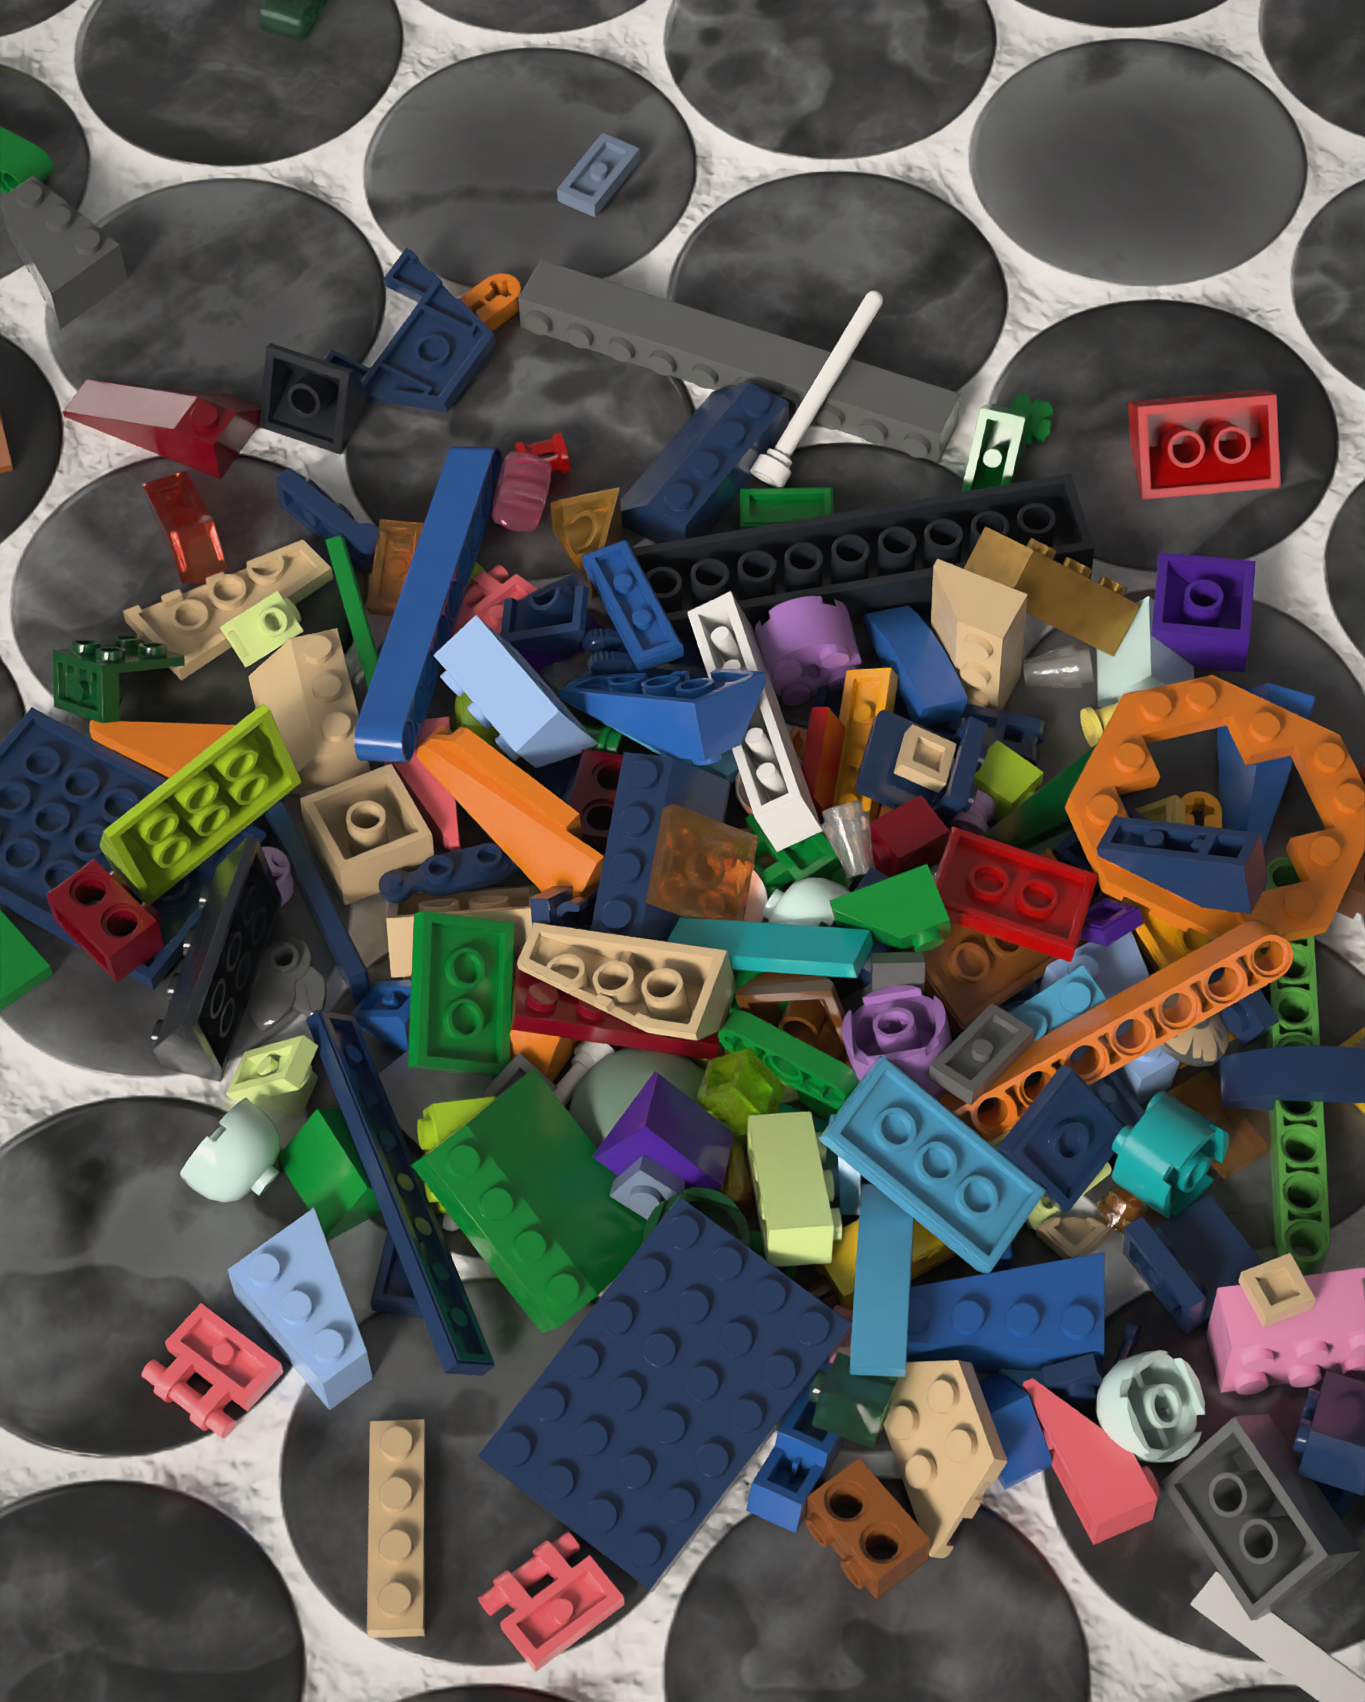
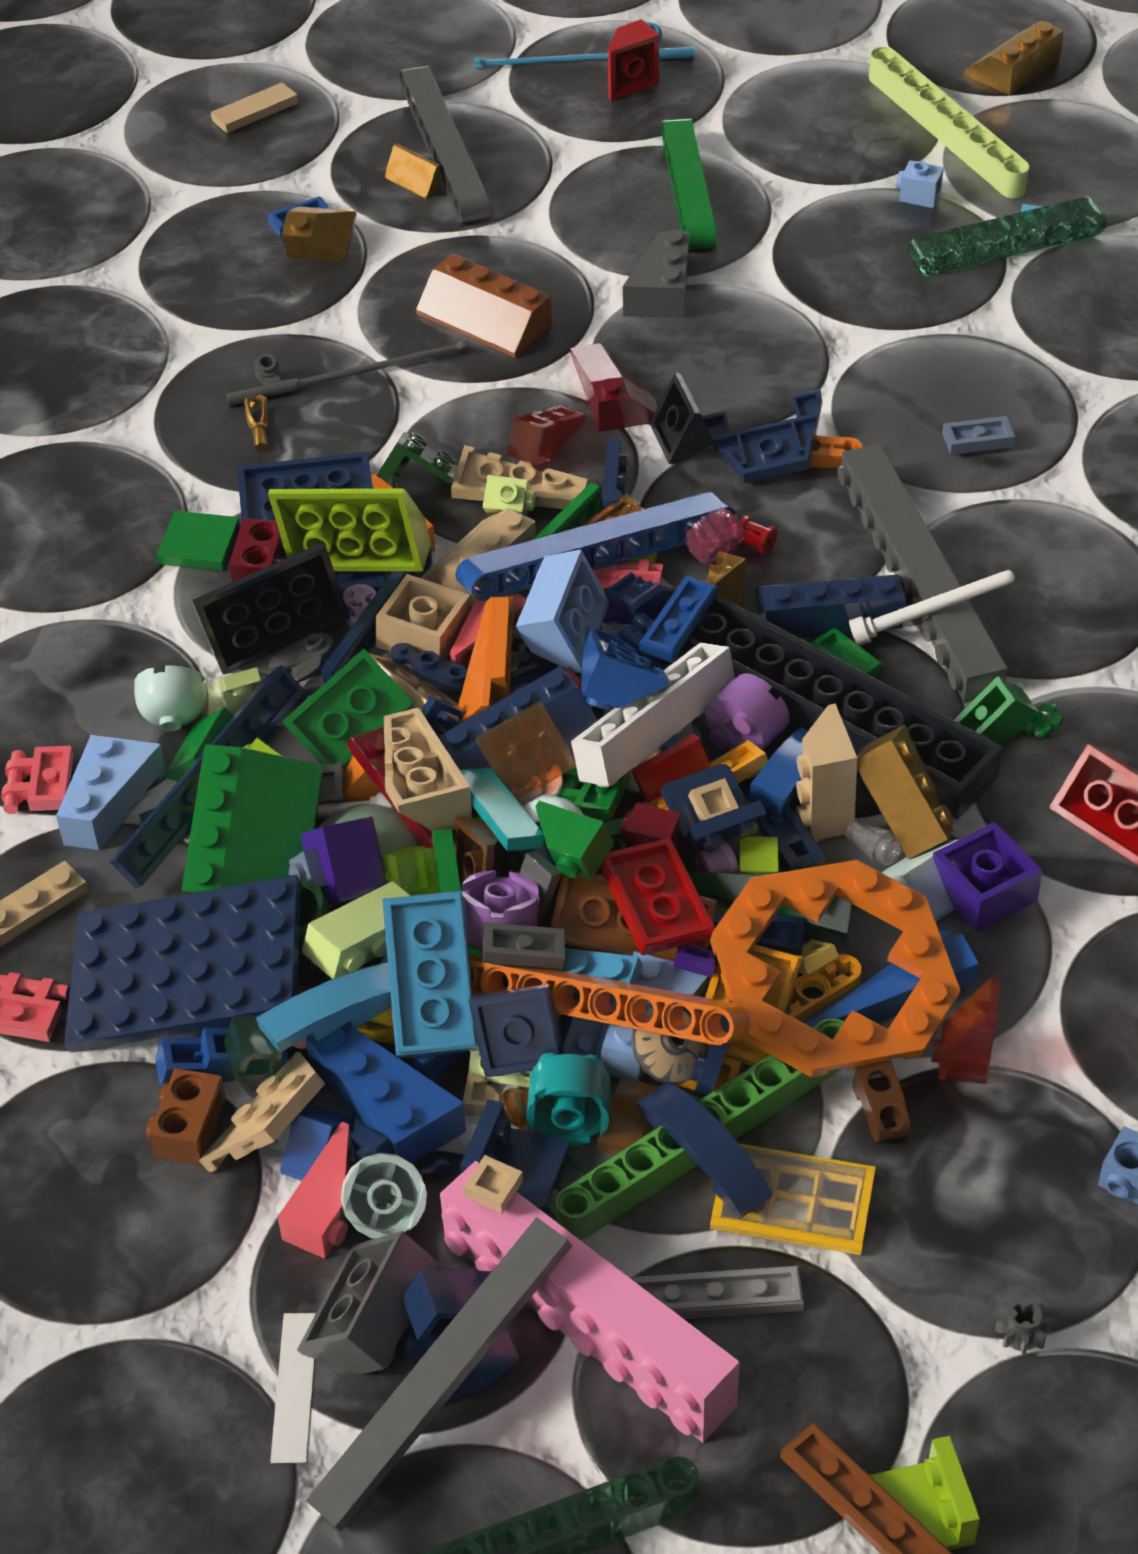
camera: 50 degrees right, 10 degrees down
(850, 837) = (619, 800): clear cone -> none
(1195, 862) = (759, 956): dark blue slope -> none

